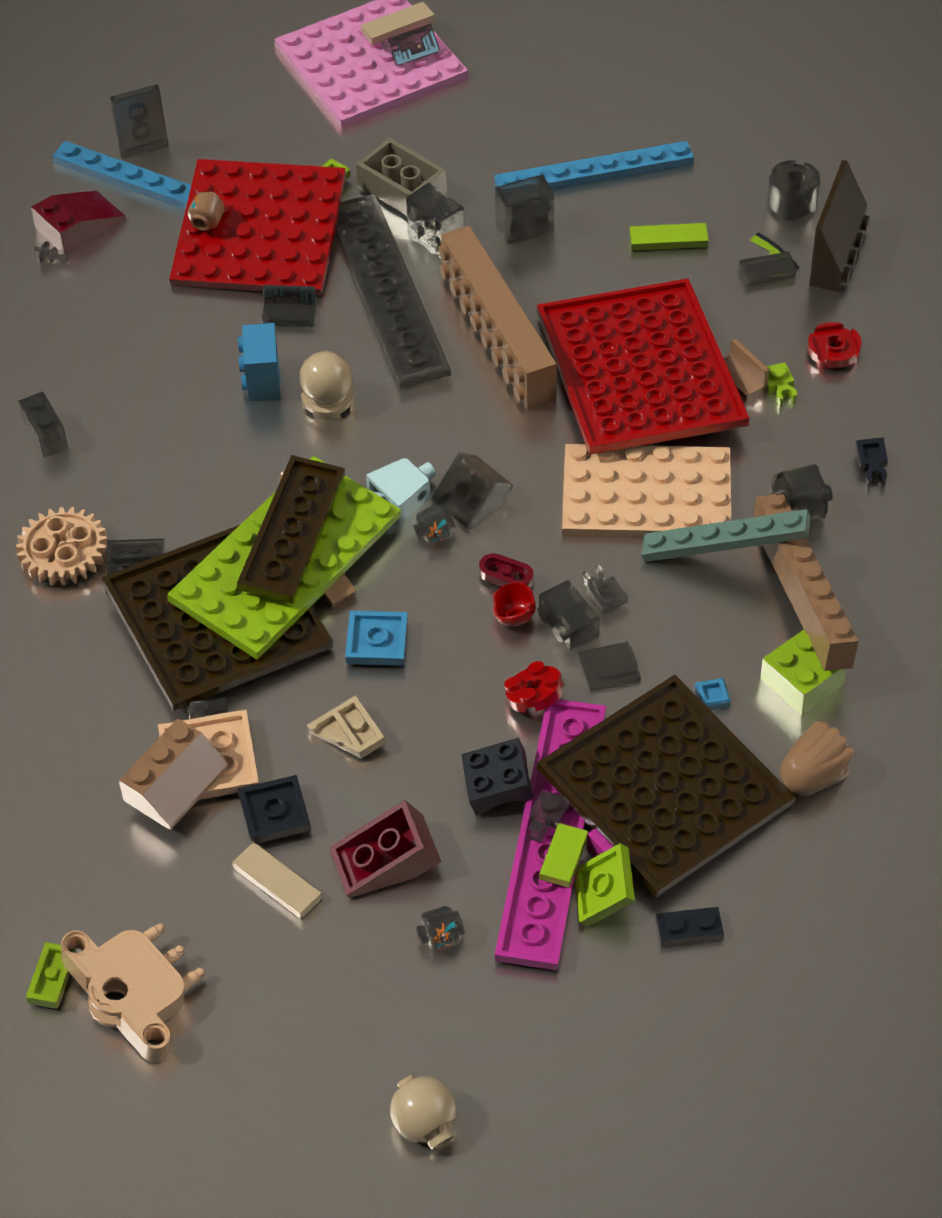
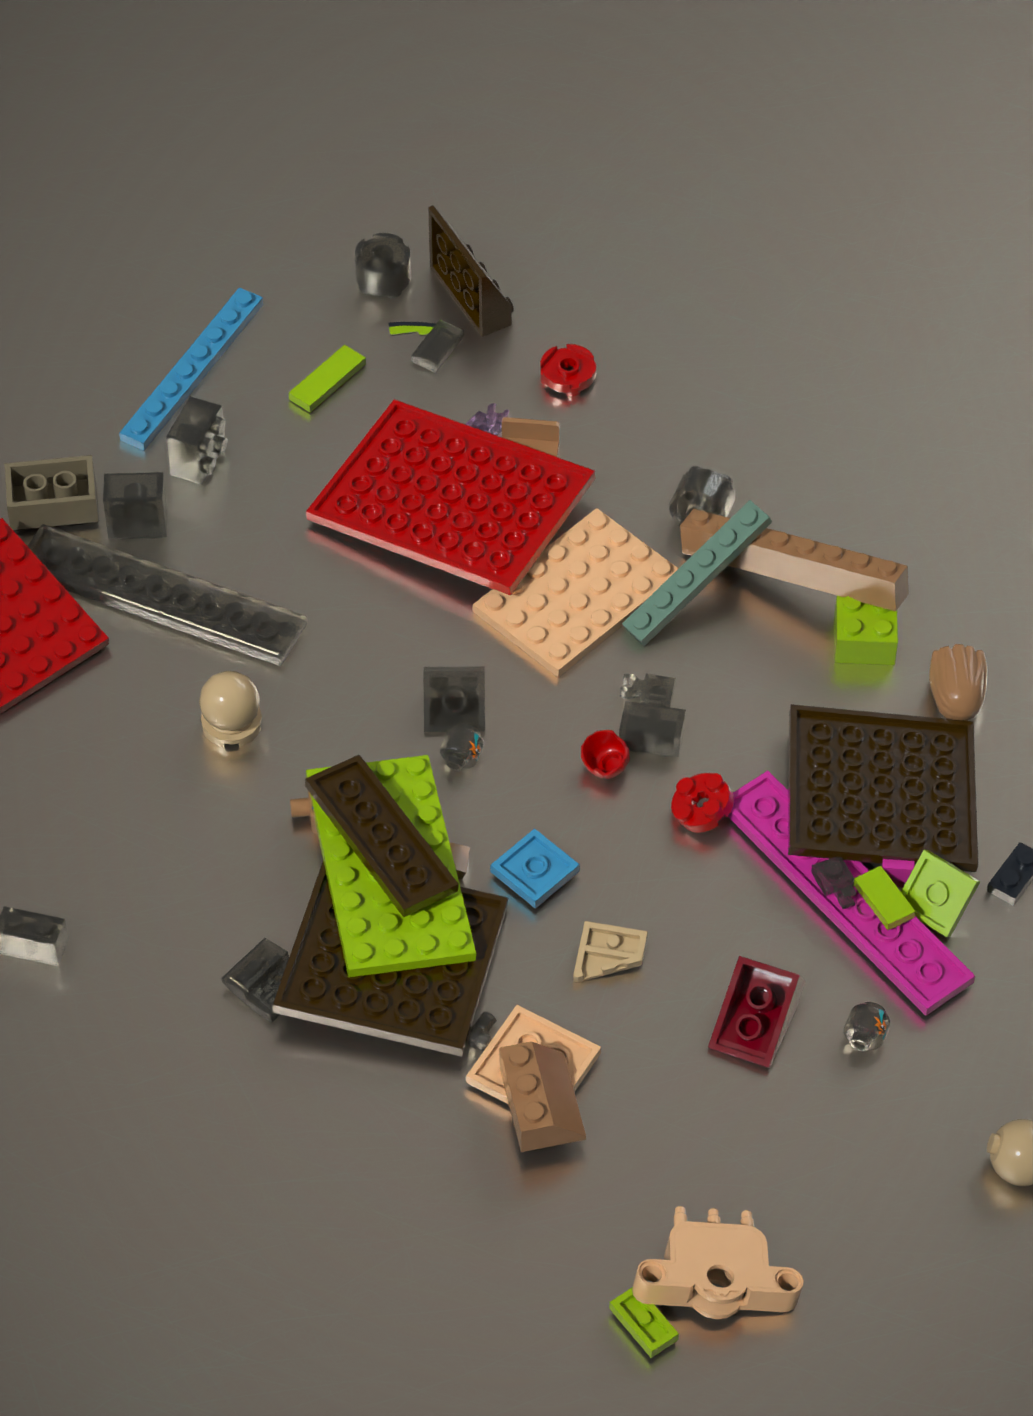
camera: 50 degrees left, 0 degrees up
(62, 545) = (161, 1024): light nougat gear -> none
(259, 362) = (153, 733): dark azure brick -> none
(274, 809) = (635, 1056): black plate -> none
(277, 880) = (704, 1104): tan tile -> none
(289, 305) = (100, 673): clear smoke panel -> none
(402, 485) = (395, 735): light aqua torso -> none
(496, 775) = (763, 885): black brick -> none
(498, 318) = (294, 543): medium nougat brick -> none
(507, 570) = (560, 737): dark red plate -> none
(609, 666) = (723, 742): clear smoke piece -> none
(713, 693) = (821, 697): dark azure tile -> none
(725, 334) = (488, 422): none -> clear purple plate
(781, 382) = (569, 430): lime plate -> none
(873, 457) = (706, 432): black plate -> none

